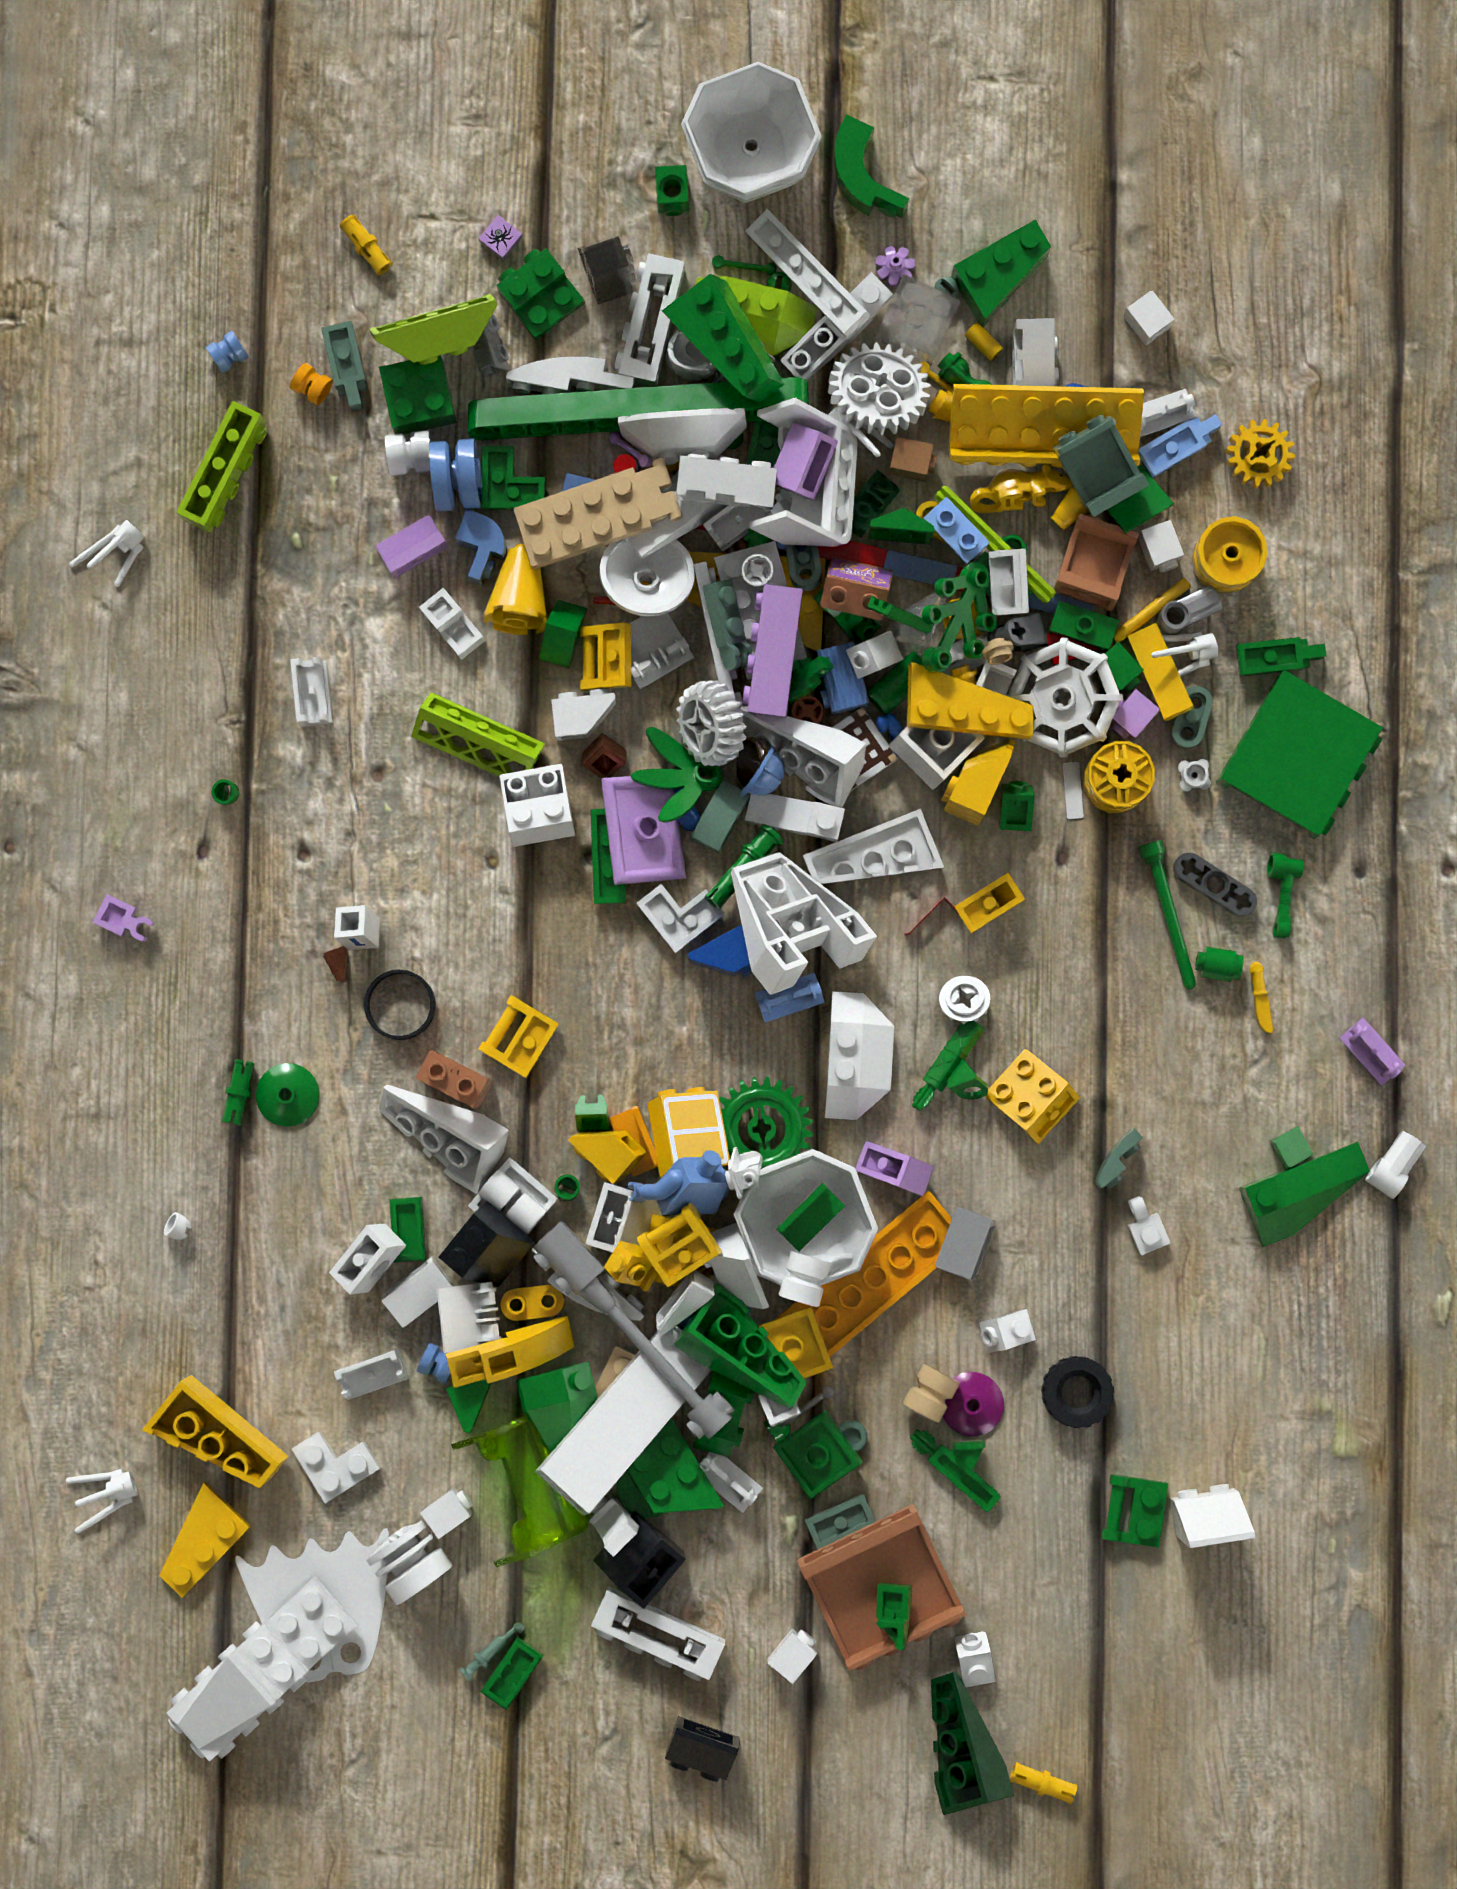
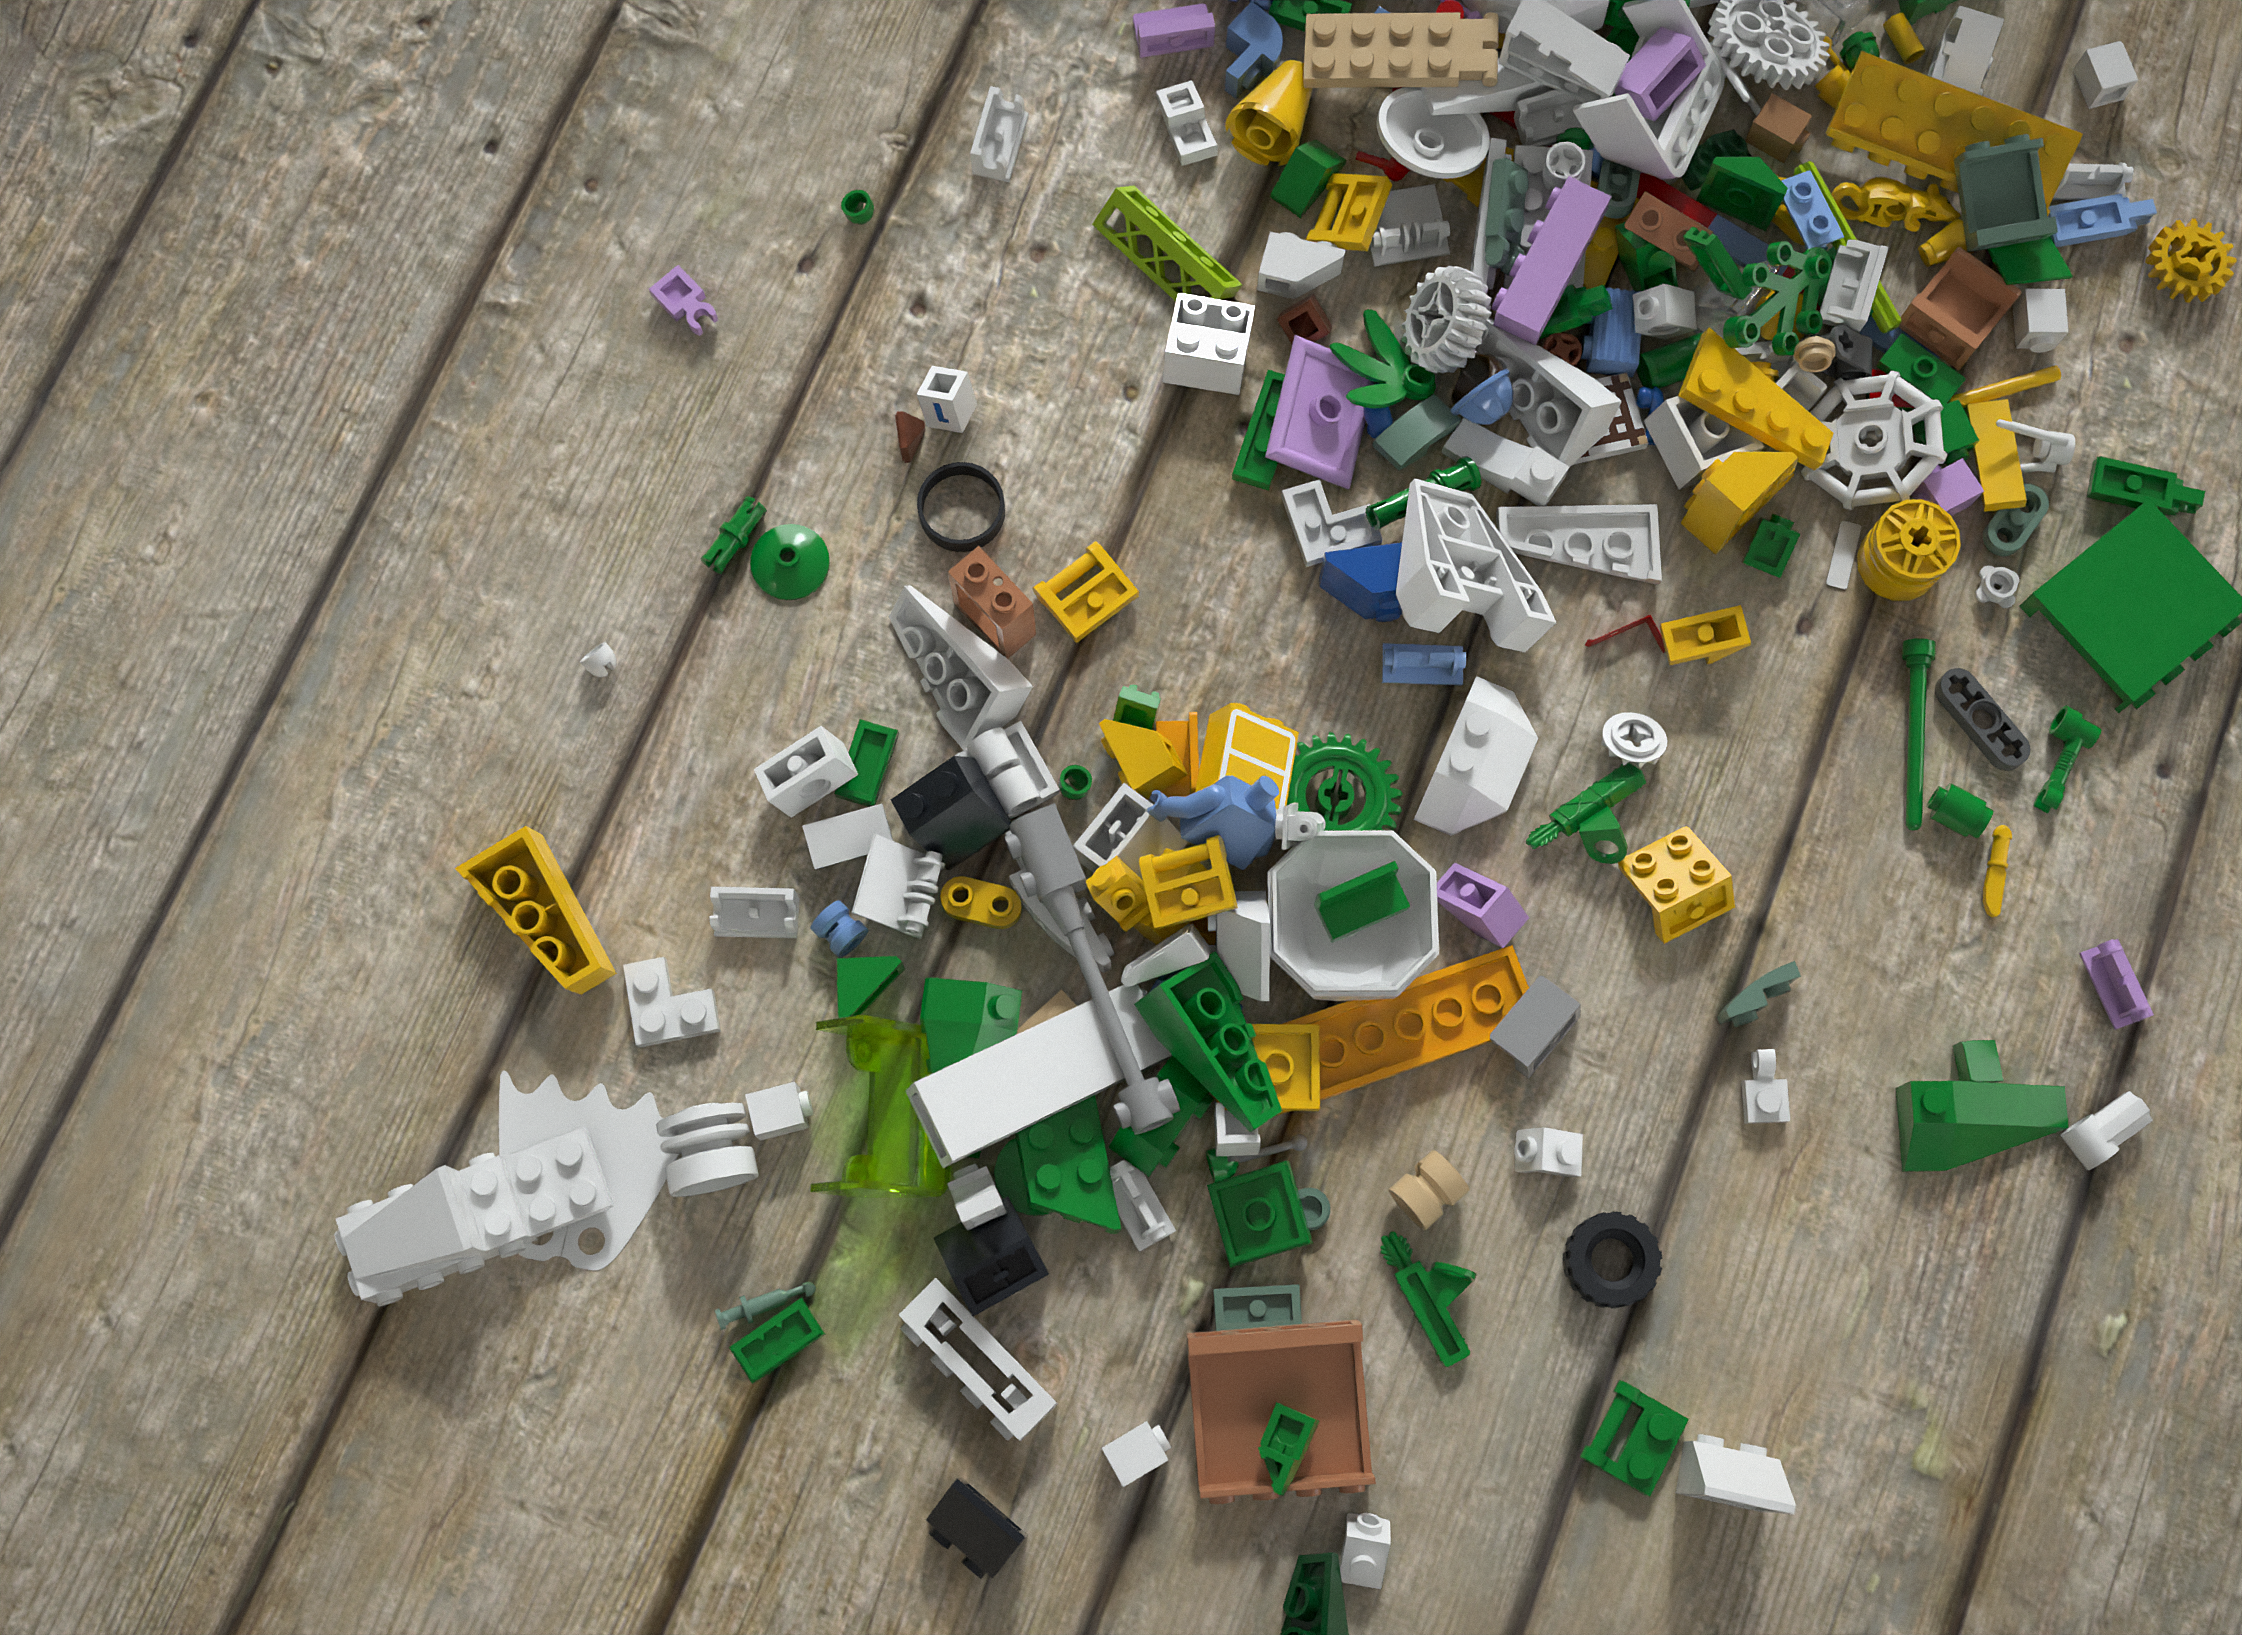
camera: 15 degrees right, 10 degrees down
(120, 1488) = (401, 933): white plant -> none
(204, 1538) = (471, 1035): yellow wing -> none
(511, 1355) = (931, 944): yellow slope -> none
(804, 1279) = (1326, 976): white wheel -> none
(990, 1409) = (1472, 1250): magenta dish -> none
(1191, 609) = (2051, 400): light grey piece -> none
(1239, 538) = (2121, 353): yellow wheel -> none

